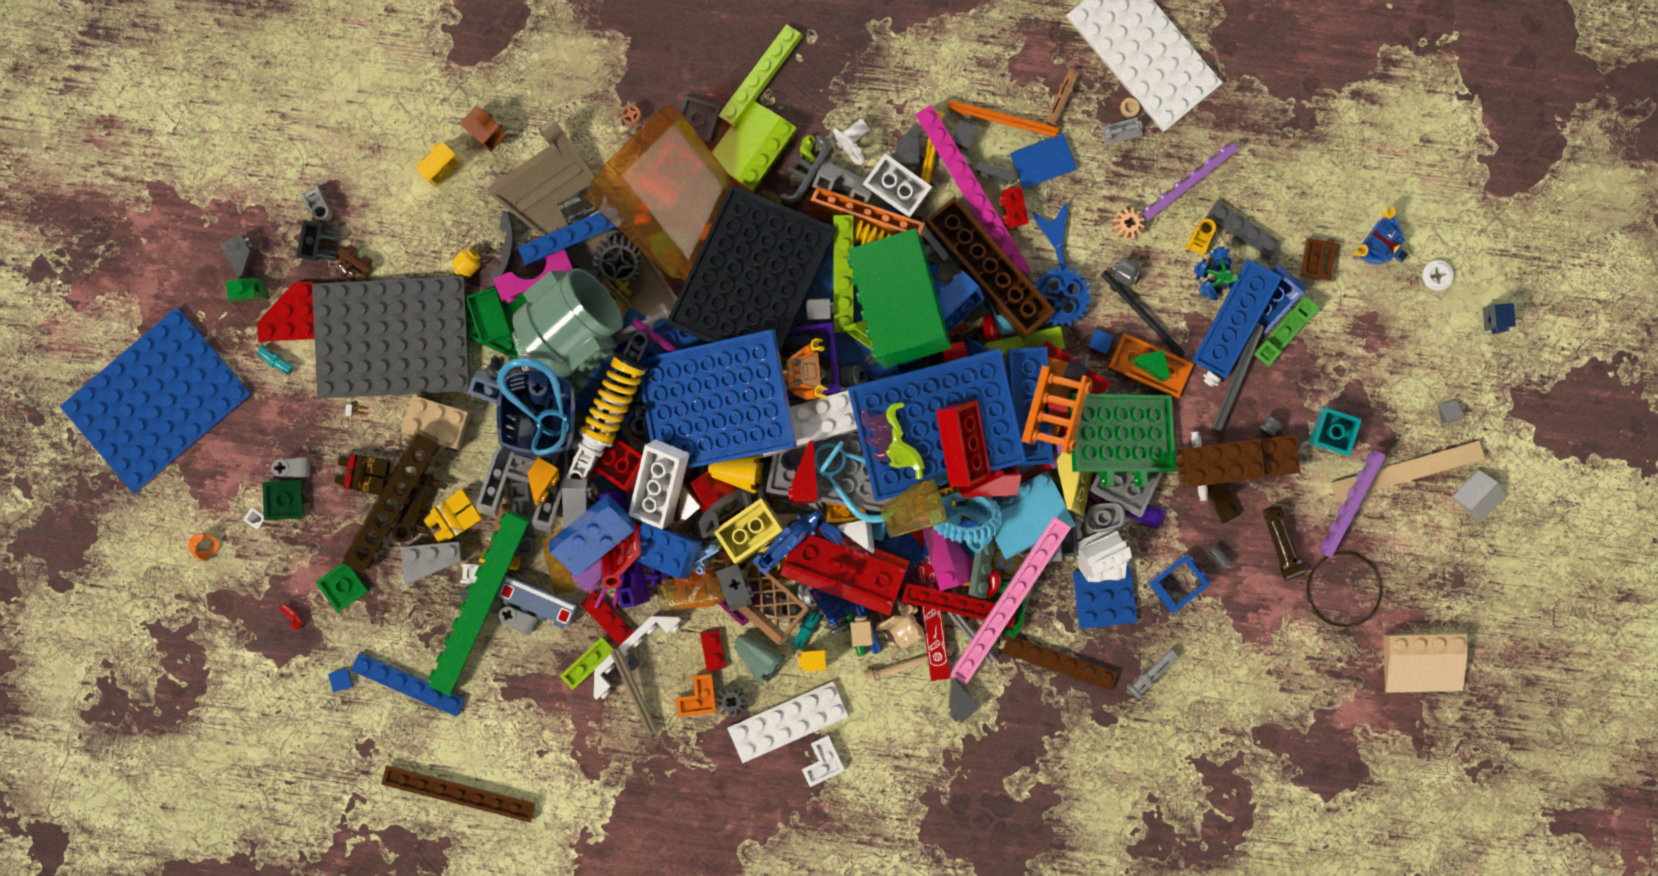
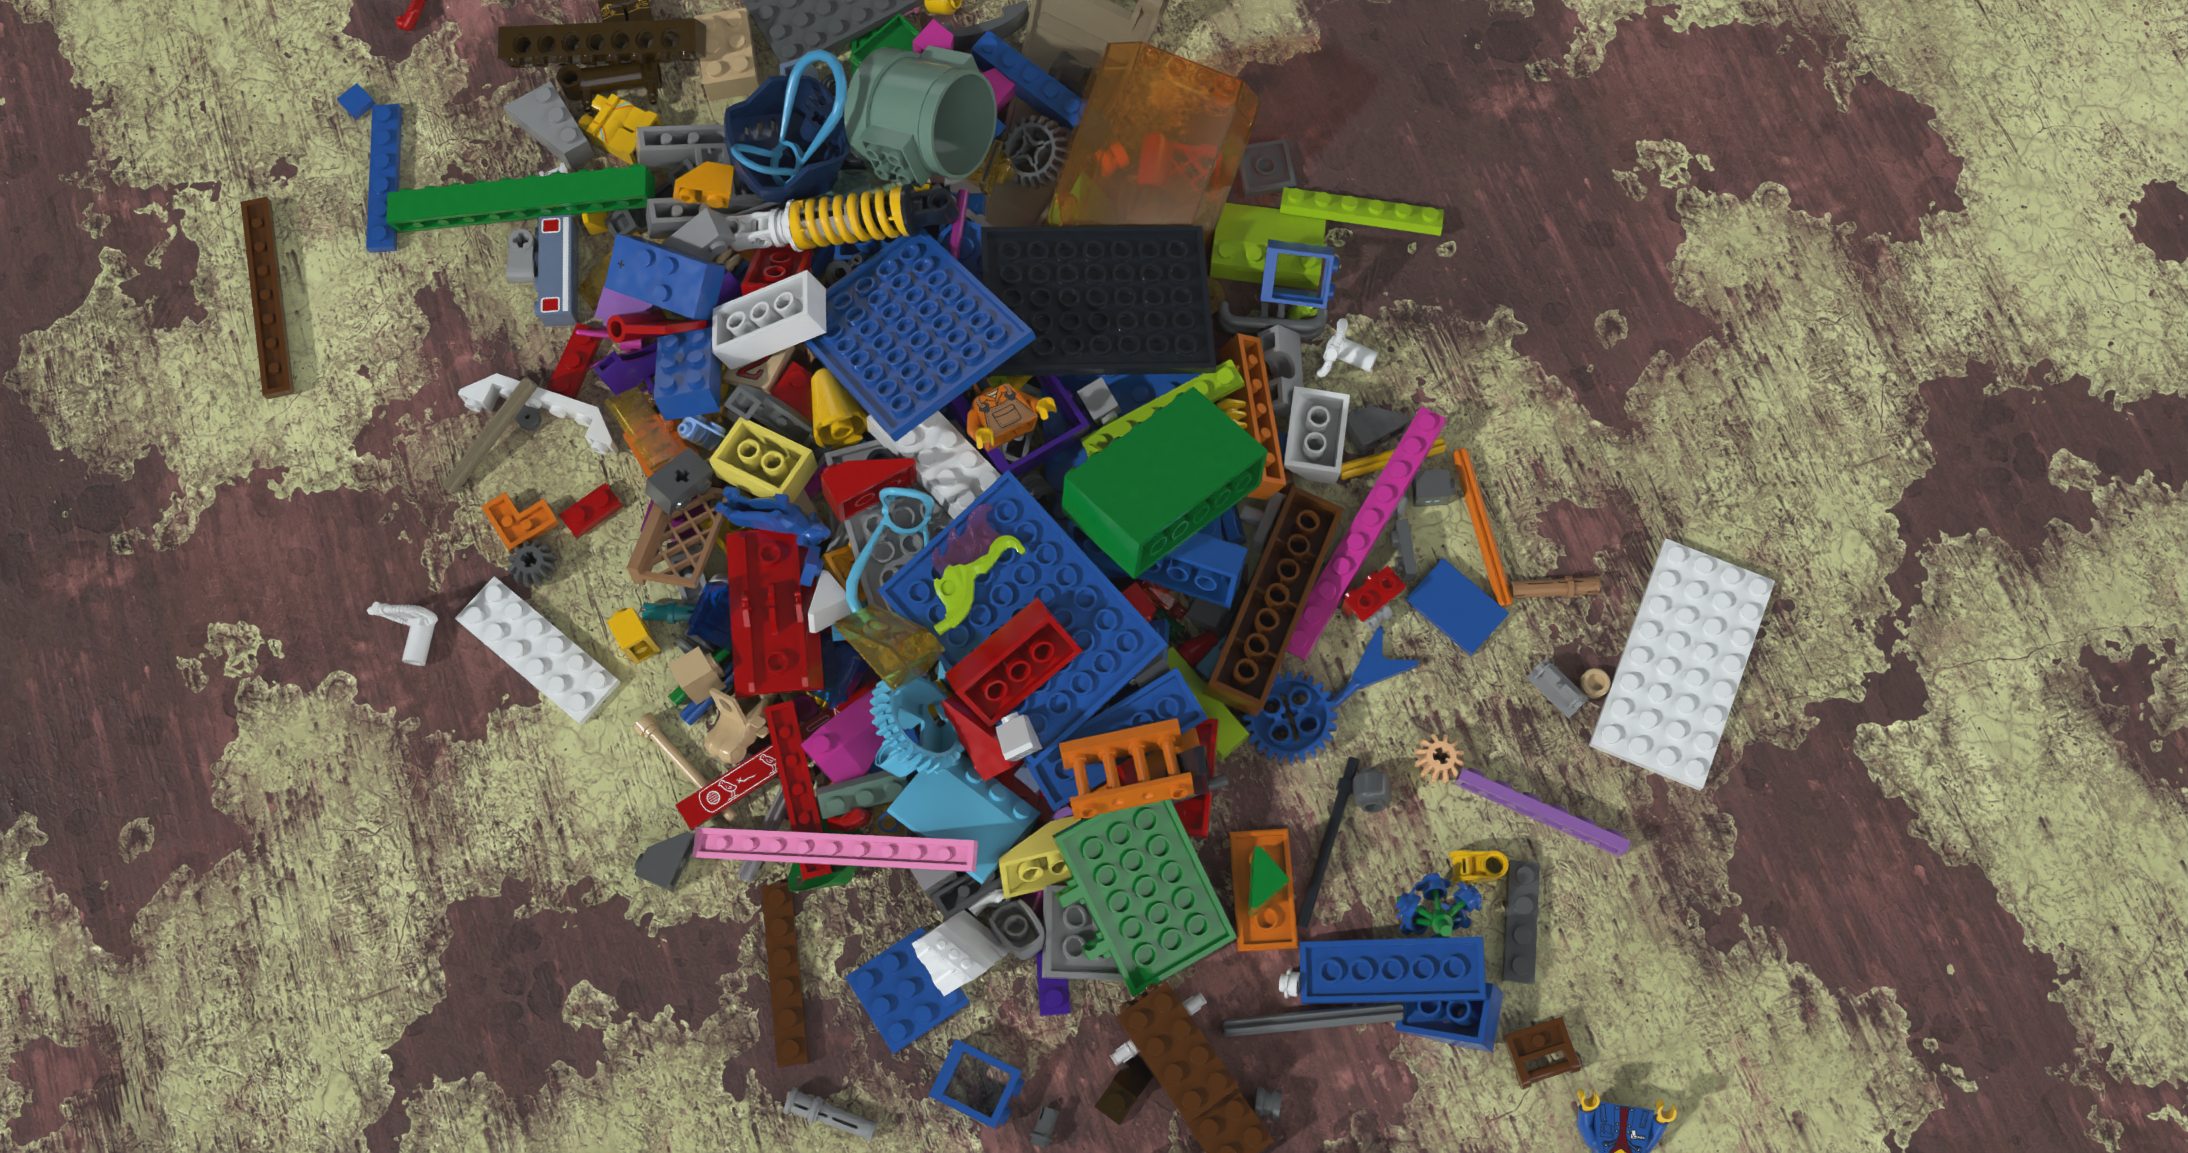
camera: 60 degrees right, 15 degrees down
(342, 587) = (472, 51): green tile -> none
(587, 663) = (490, 360): lime plate -> none
(740, 787) = (421, 628): none -> white piece
(759, 657) = (604, 570): sand green cone -> none
(803, 147) = (1293, 296): none -> blue window
(828, 764) = (502, 728): white plate -> none
(1009, 463) = (1017, 737): none -> white slope
(1100, 341) = (1259, 804): blue tile -> none
(1286, 330) = (1414, 1055): bright green slope -> none

